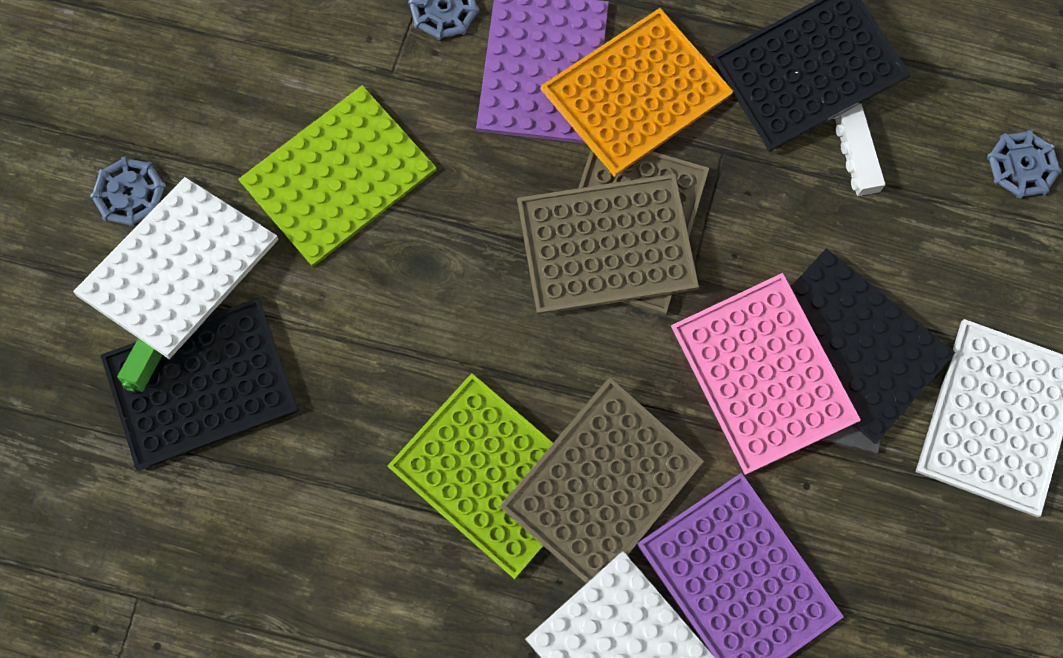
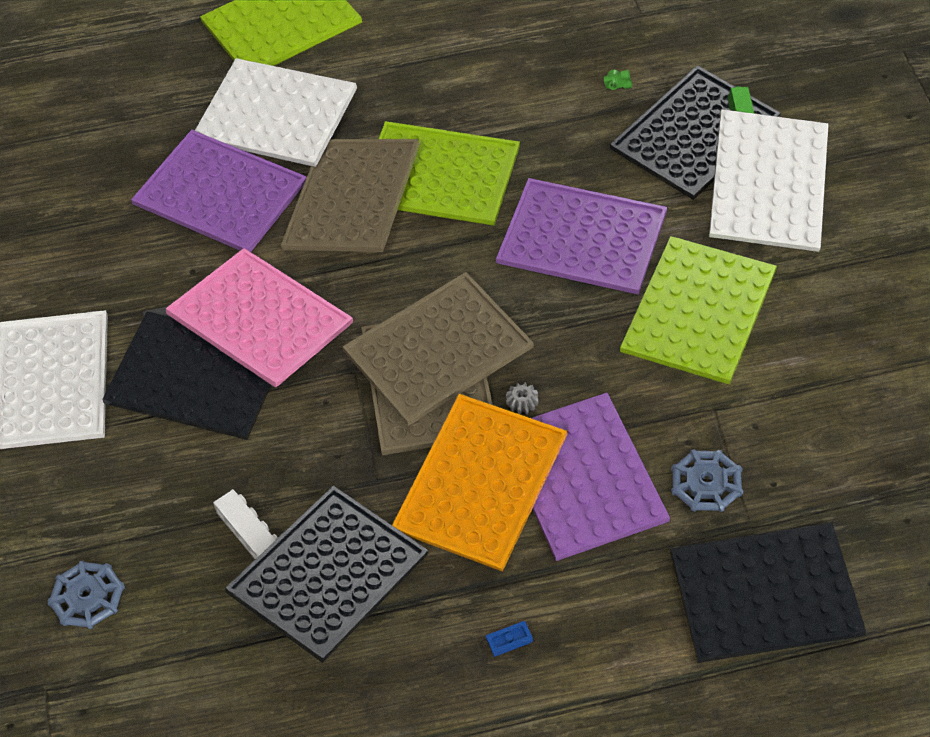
camera: 160 degrees right, 20 degrees down
(123, 181) = (856, 212): sand blue plate -> none
(235, 500) = (618, 80): none -> bright green plate
(394, 313) = (582, 235): none -> medium lavender plate
(560, 153) = (522, 398): none -> light grey gear

